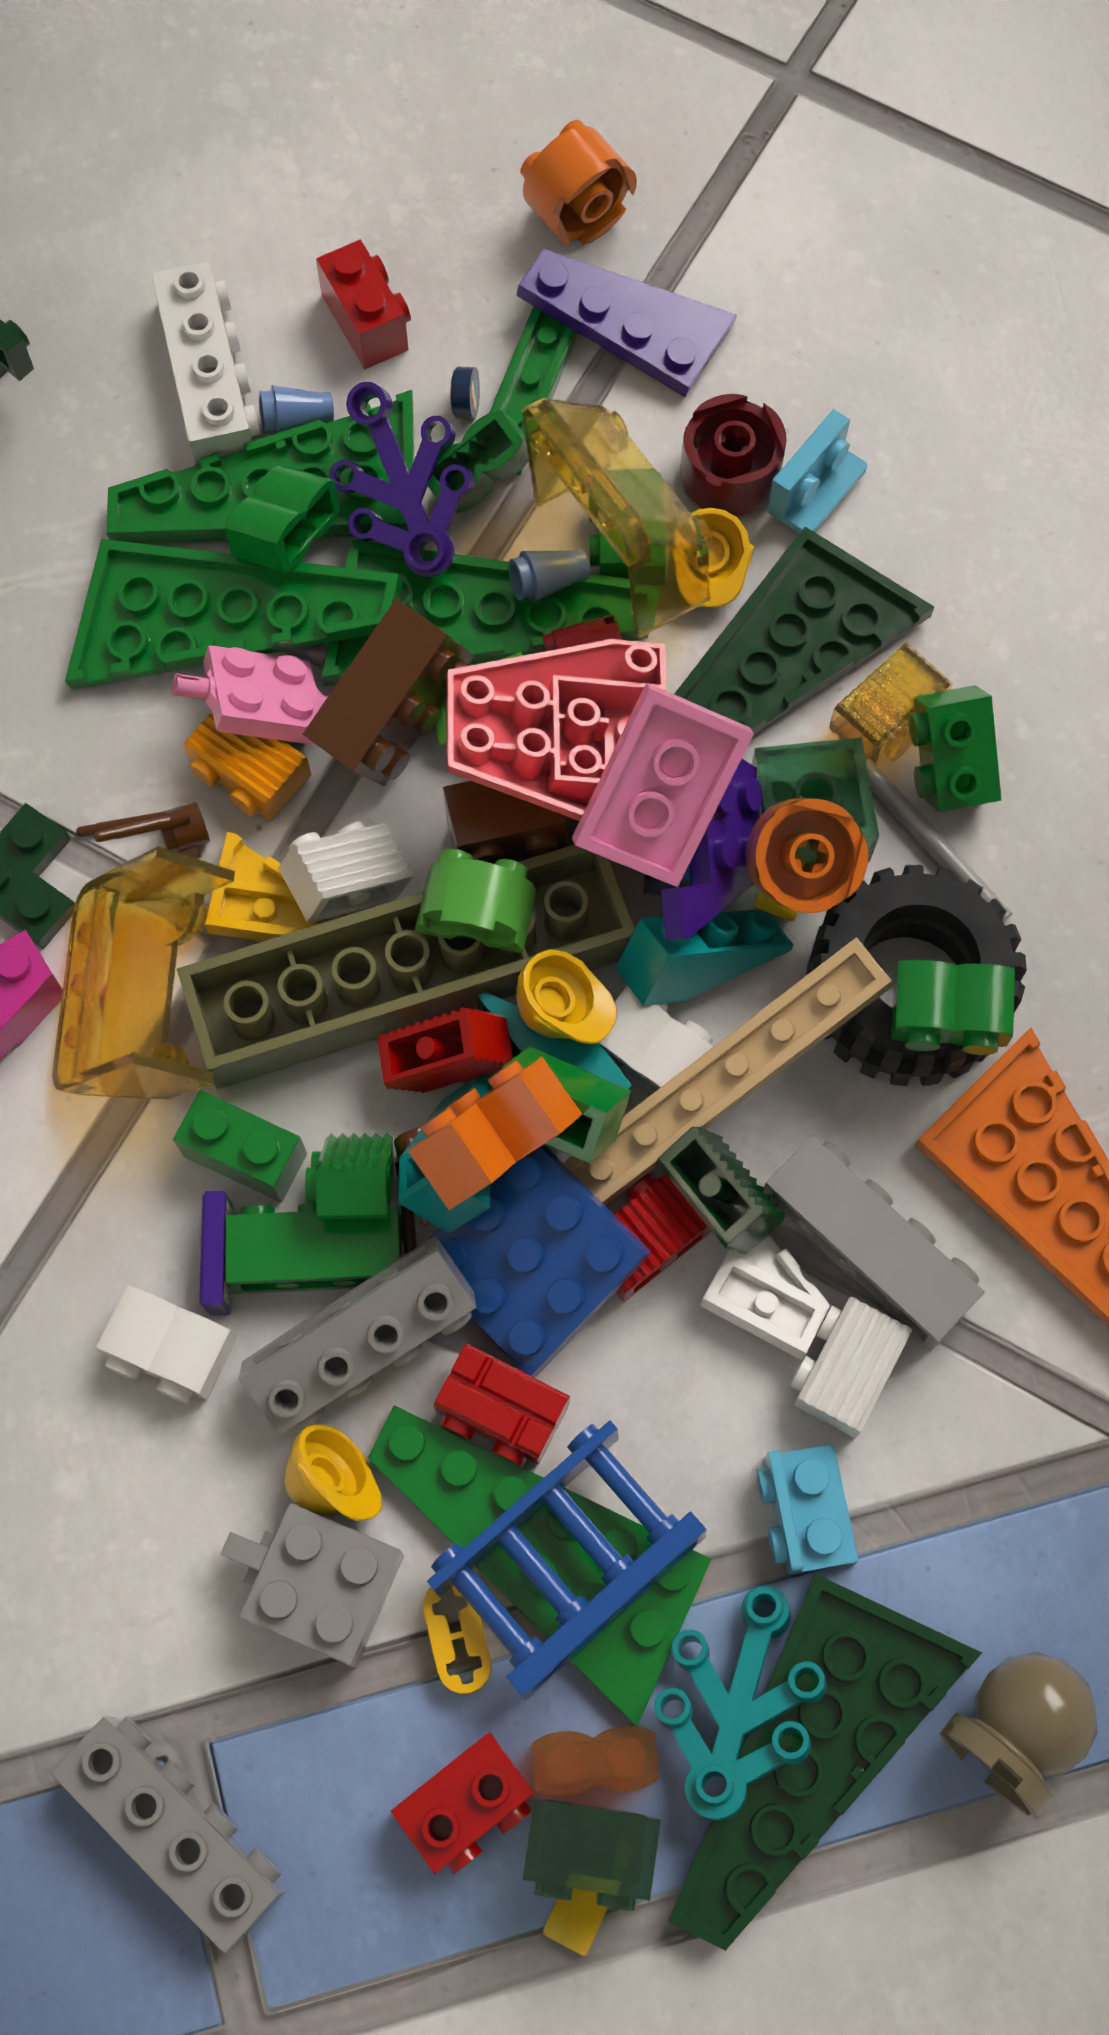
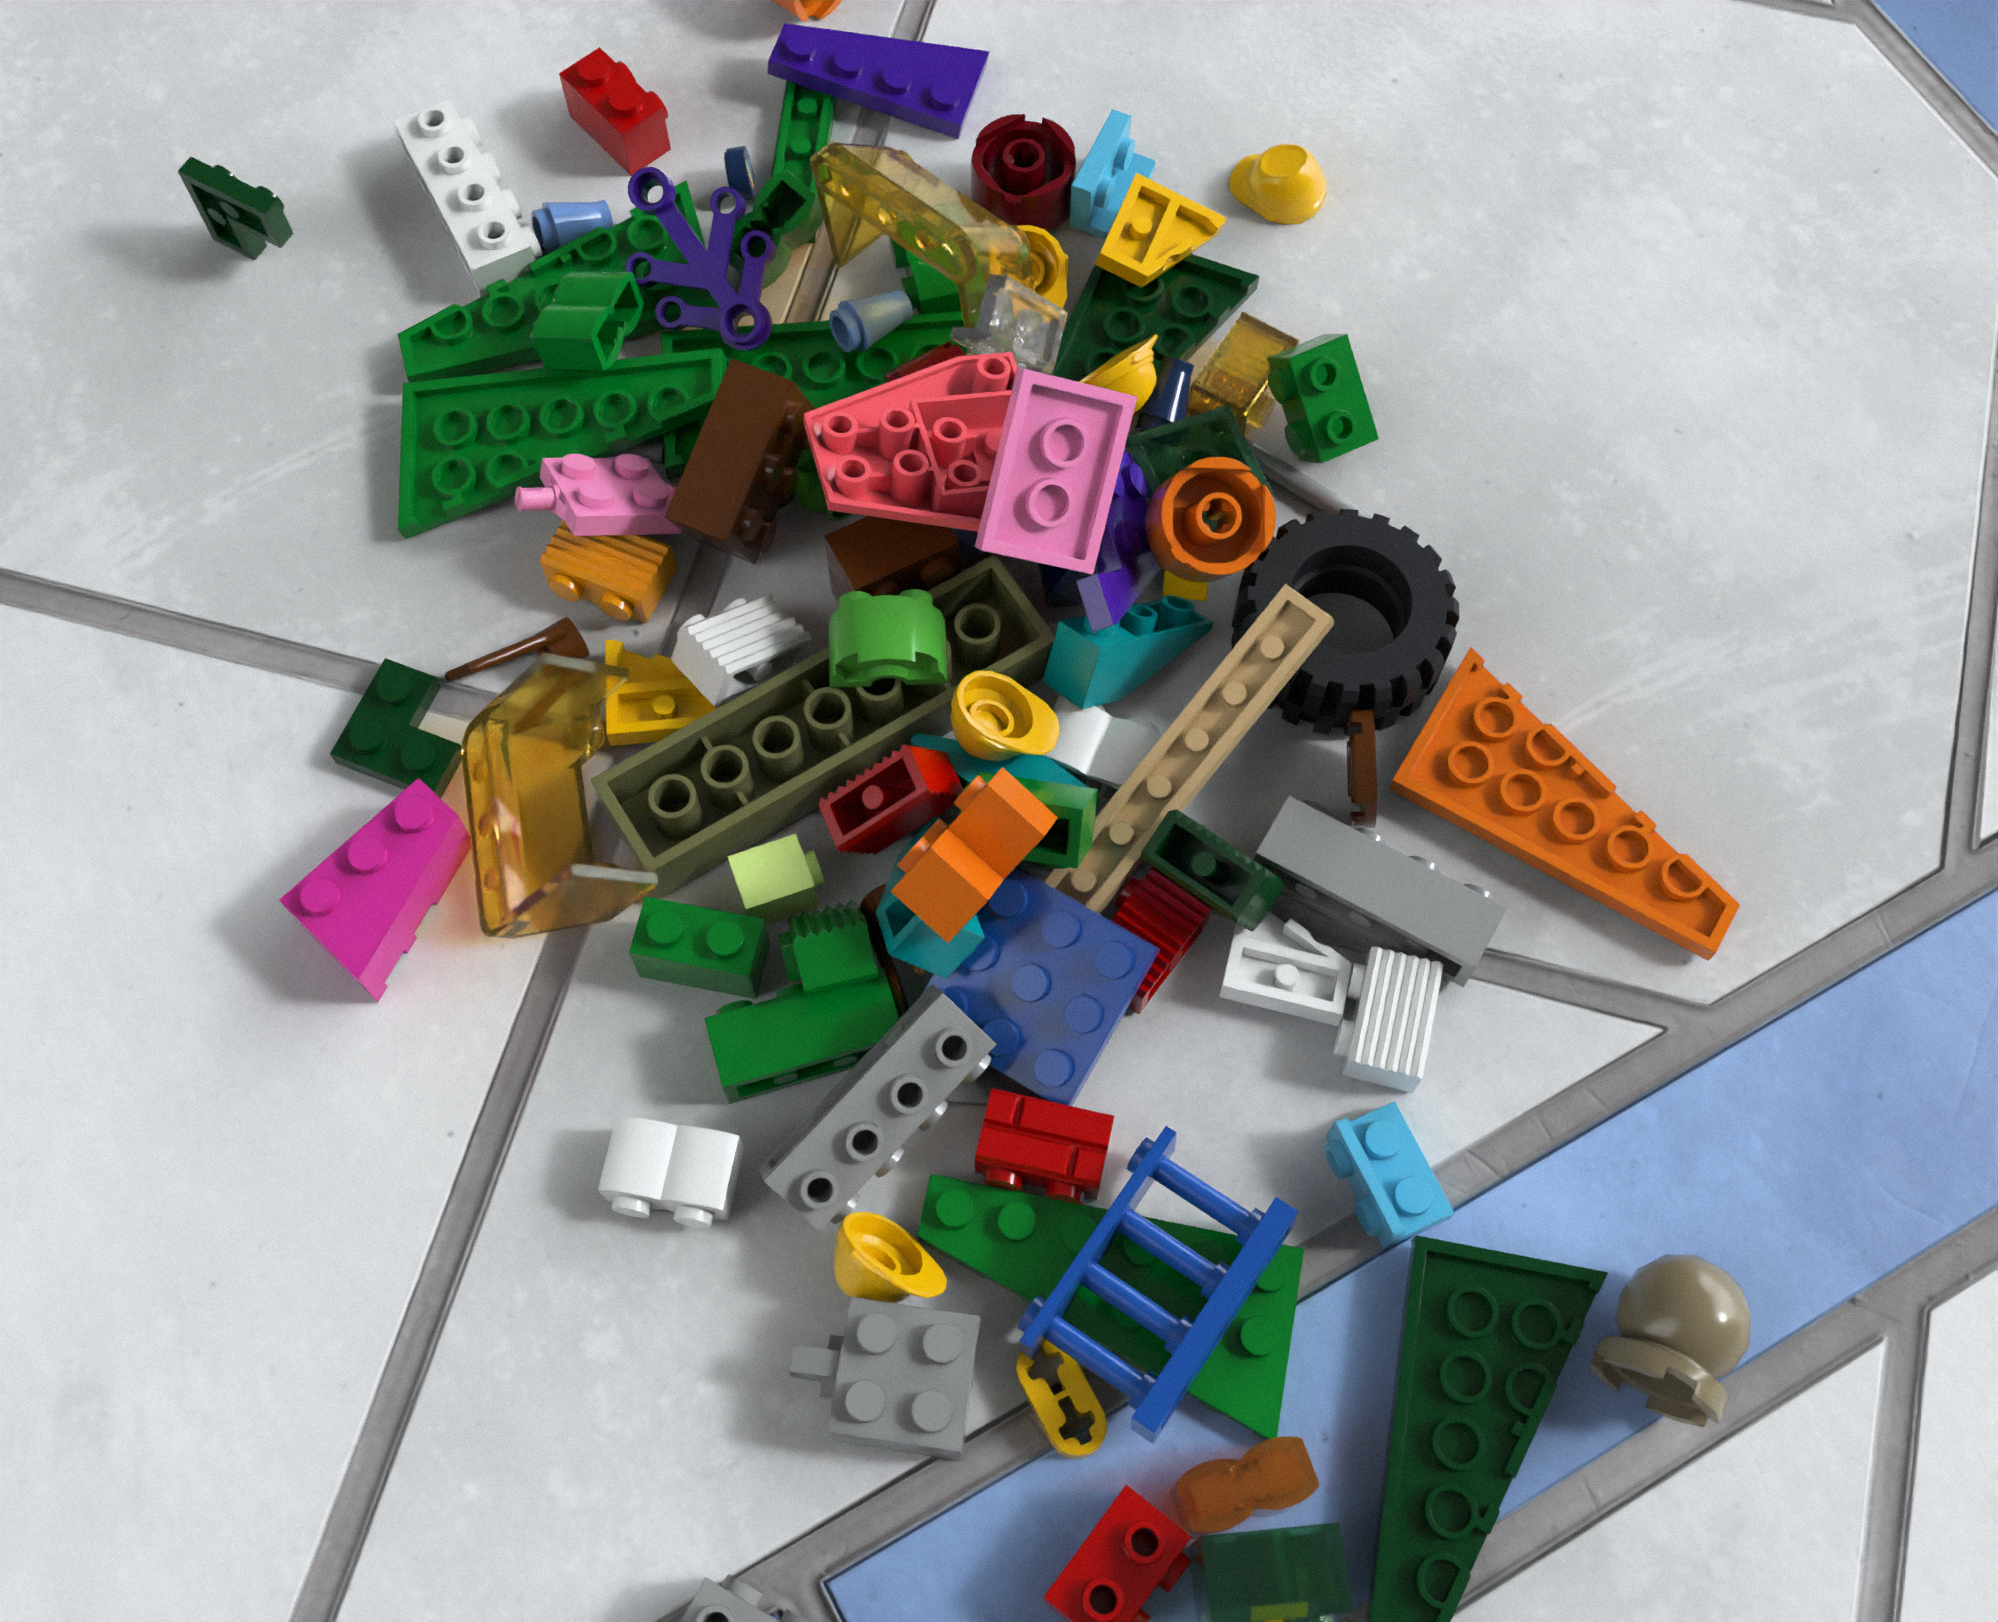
camera: 15 degrees left, 5 degrees down
(214, 1292) = (701, 1063): dark purple tile -> none
(324, 1099) = (777, 879): none -> yellowish green brick
(679, 616) = (1015, 322): none -> clear bracket
(738, 1711) = (1377, 1396): teal plant -> none
(765, 691) = (1128, 372): none -> yellow hat
(809, 712) = (1168, 397): none -> dark blue cone
(842, 542) = (1155, 232): none -> yellow wing
(889, 1124) = (1362, 768): none -> reddish brown tile
(953, 1005) = (1398, 630): green brick -> none
(983, 513) = (1280, 184): none -> yellow hat

